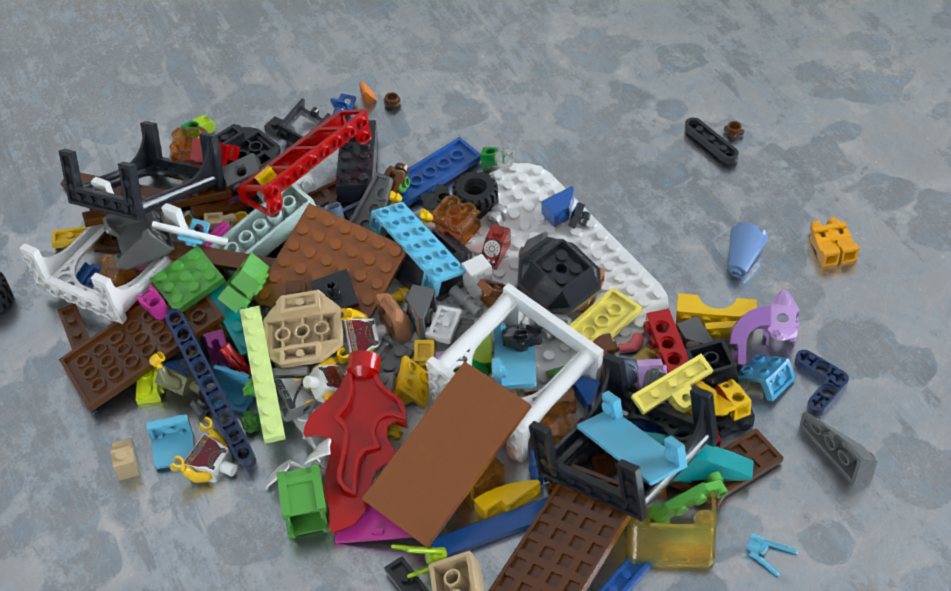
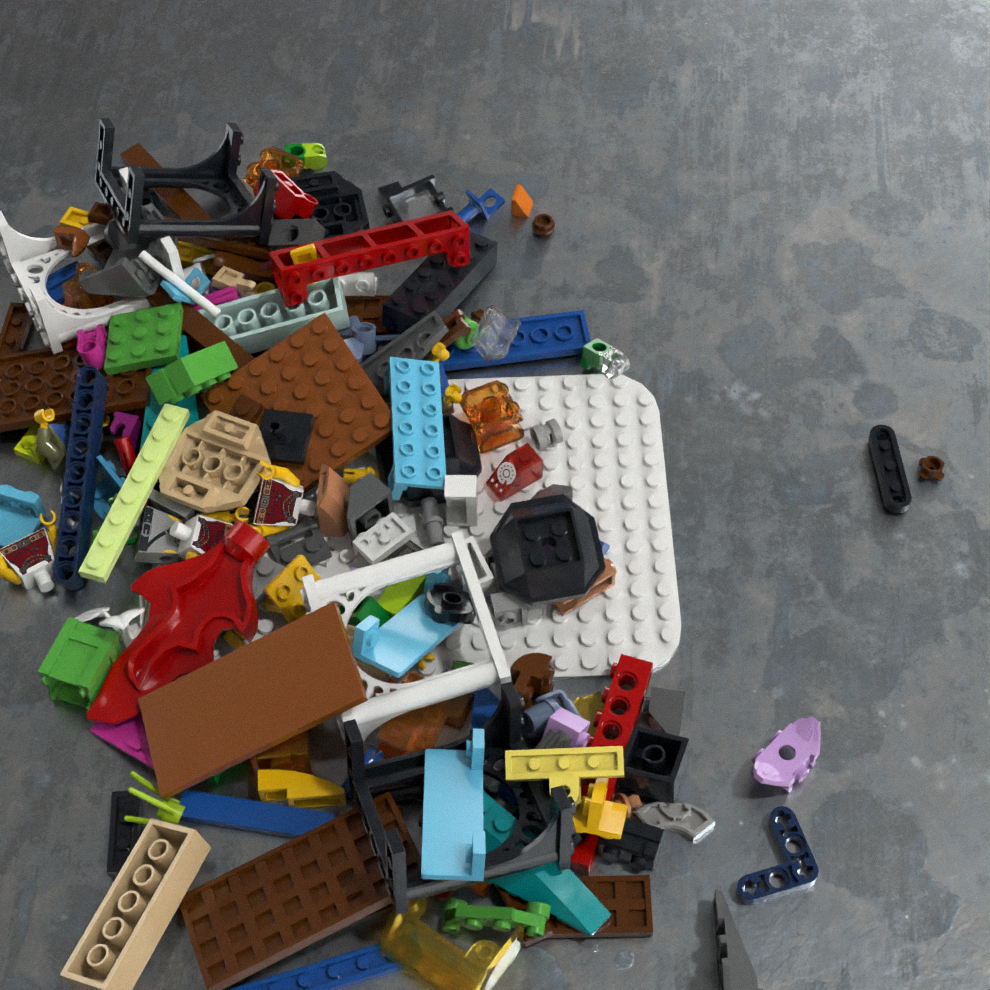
camera: 30 degrees right, 5 degrees up
(80, 244) = (71, 239): none -> dark orange plate
(419, 173) = (494, 334): none -> clear bracket
(423, 351) = (338, 560): yellow bracket -> none
(432, 199) = (504, 373): black plate -> none
(477, 189) = (541, 379): black tyre -> none
(491, 291) = (471, 525): dark orange slope -> none
(558, 207) = (630, 460): blue slope -> none
(579, 216) = (643, 485): black tile -> none
(607, 315) = (570, 632): light yellow plate -> none
(633, 345) = (589, 683): coral arm -> none
(691, 306) = (744, 717): yellow arch -> none
(719, 330) = (708, 727): yellow plate -> none
(735, 394) = (640, 824): yellow leg -> none
(744, 247) = (814, 635): medium blue cone -> none
(755, 319) = (724, 738): medium lavender arch -> none
(771, 371) = (718, 815): dark azure bracket -> none
(833, 242) = (939, 686): light orange hips -> none

